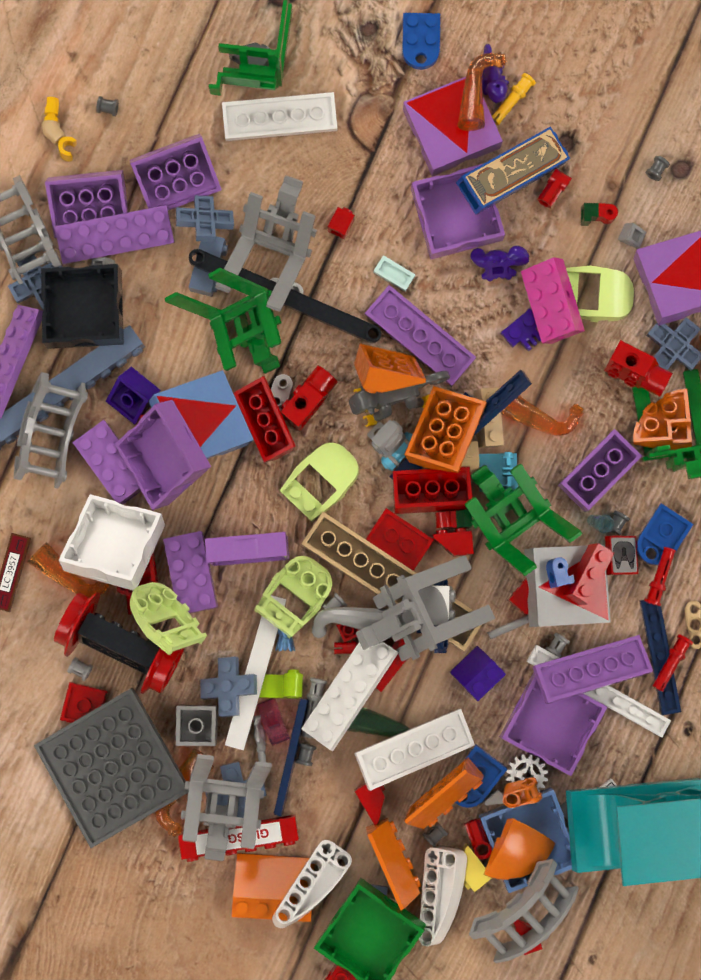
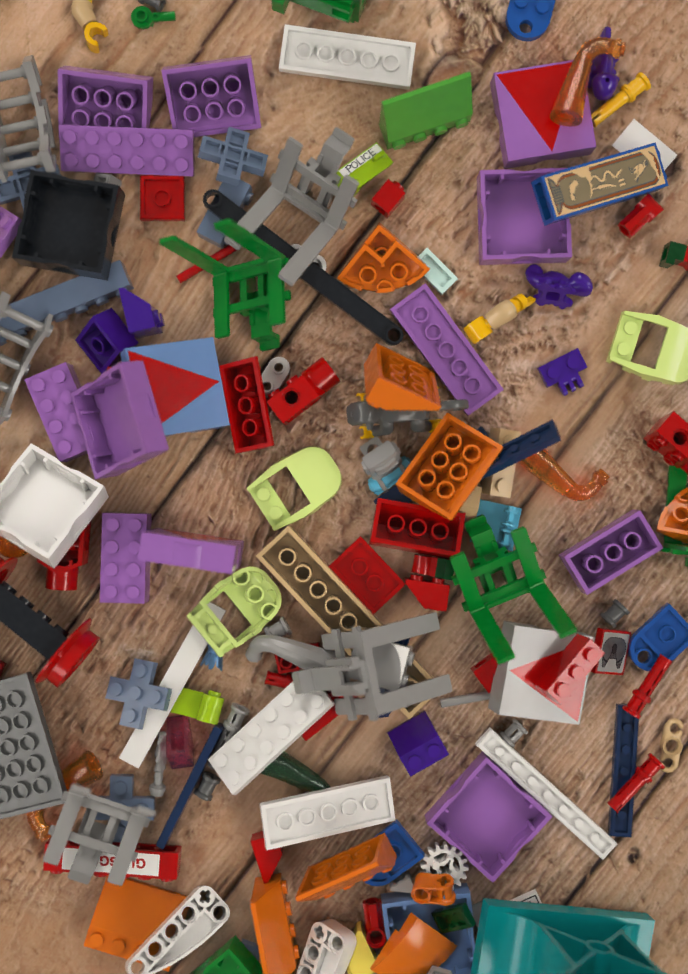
camera: 20 degrees right, 5 degrees up
(103, 123) = (144, 18): none -> green plate
(152, 266) = (162, 198): none -> red tile
(157, 603) = (76, 586): yellowish green slope -> none
(158, 366) = (140, 316): none -> dark purple slope
(194, 318) = (190, 272): none -> red bar
(196, 725) = (93, 727): light grey brick -> none
(316, 200) = (366, 166): none -> lime door
(349, 277) = (382, 264): none -> orange brick
(356, 146) = (426, 111): none -> bright green slope
(435, 834) = (328, 906): dark grey bush -> none
(455, 298) = (496, 317): none -> piece
(535, 124) = (636, 136): none -> white sticker
(545, 815) = (453, 918): none -> dark green plate
(552, 300) = (606, 346): dark pink brick -> none
(557, 572) = (535, 661): leg -> none
(592, 669) = (546, 772): medium lavender plate -> none
(602, 523) = (598, 611): clear light blue cone -> none

